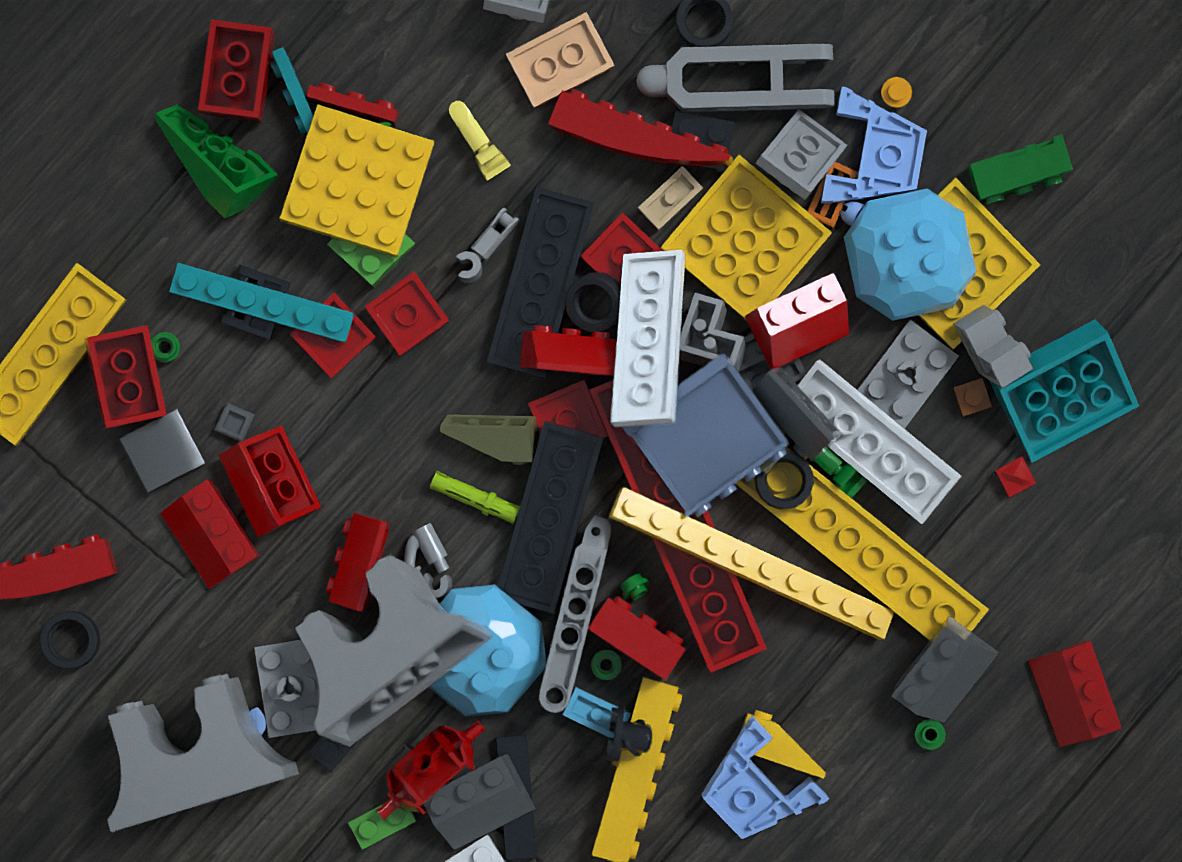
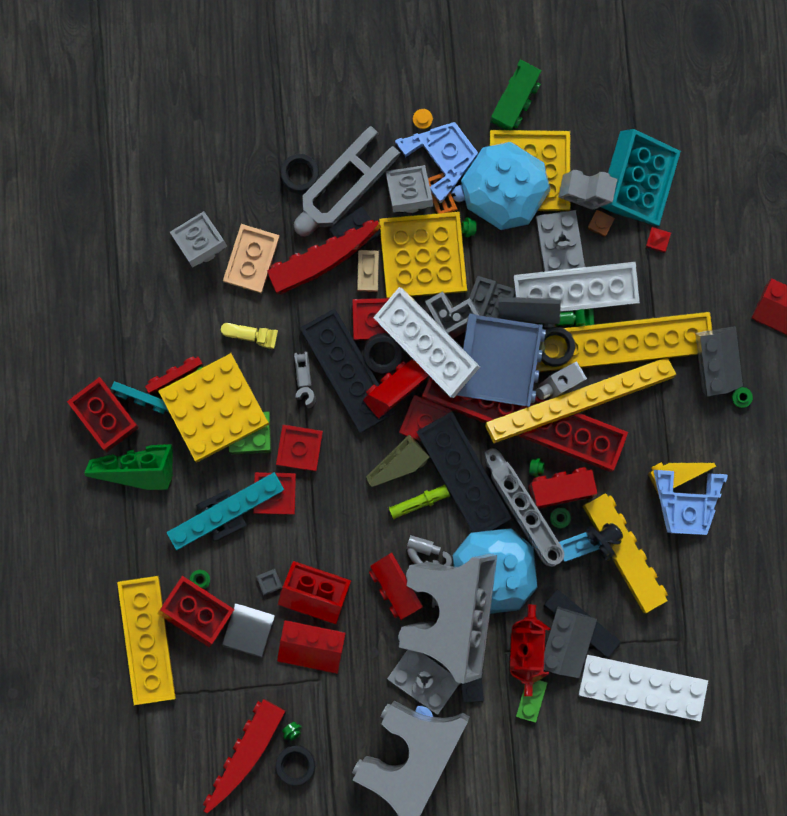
camera: 55 degrees left, 5 degrees down
(101, 601) = (292, 731): none -> green plate
(749, 524) = (555, 384): none -> light grey torso
(800, 321) = (487, 266): red slope -> none
(824, 259) = (468, 227): none -> green plate

